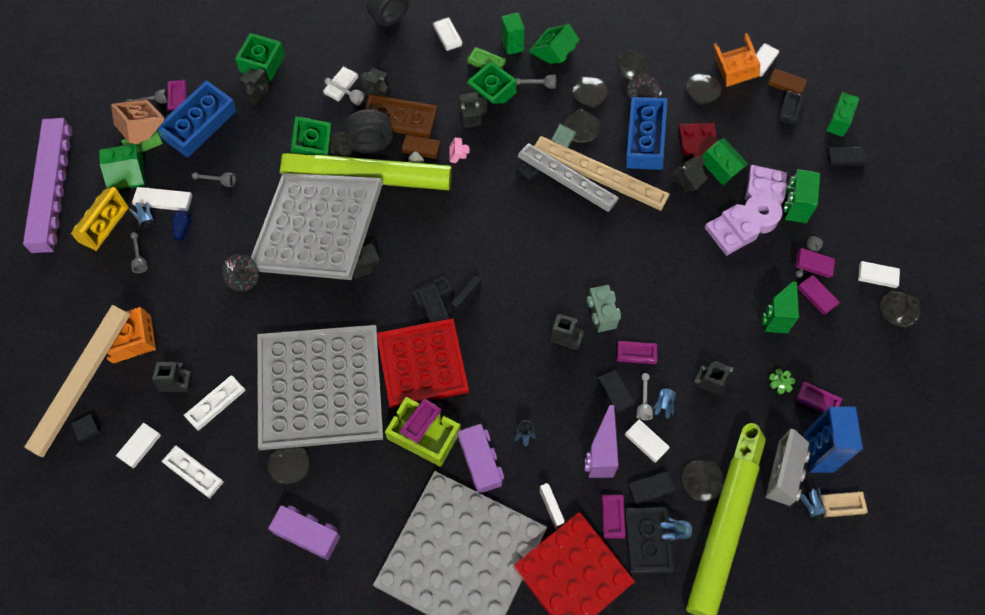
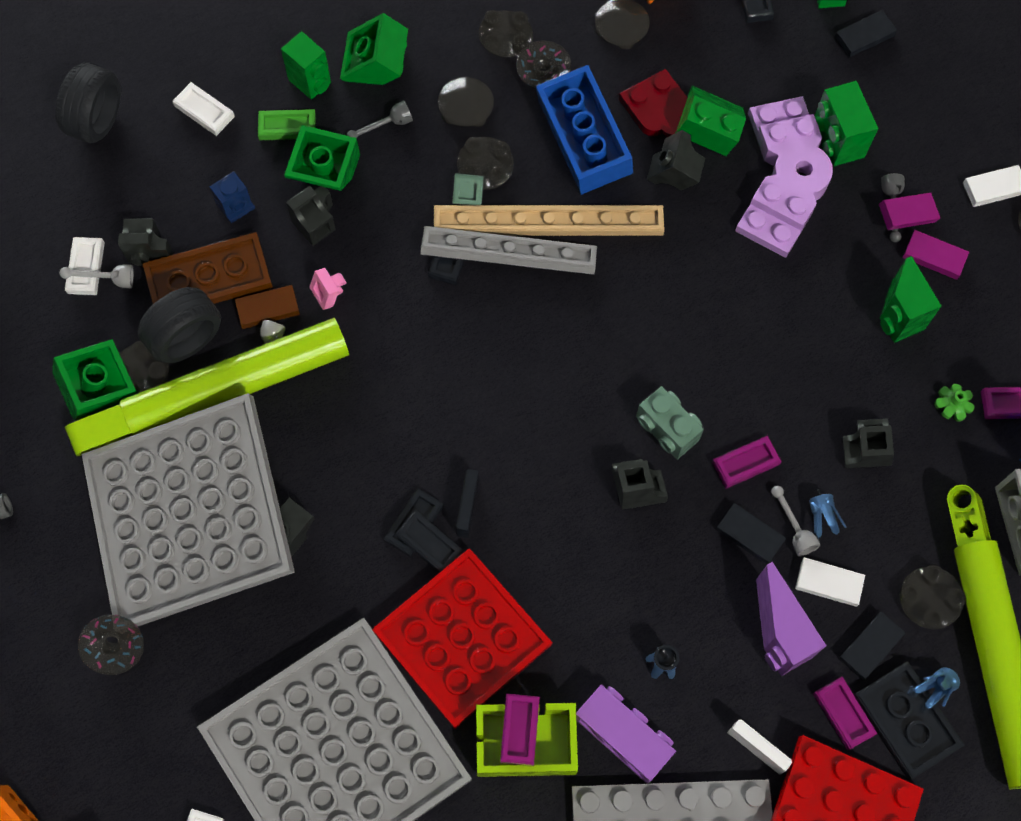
camera: 30 degrees left, 5 degrees up
(435, 83) = (232, 197): none -> dark blue brick

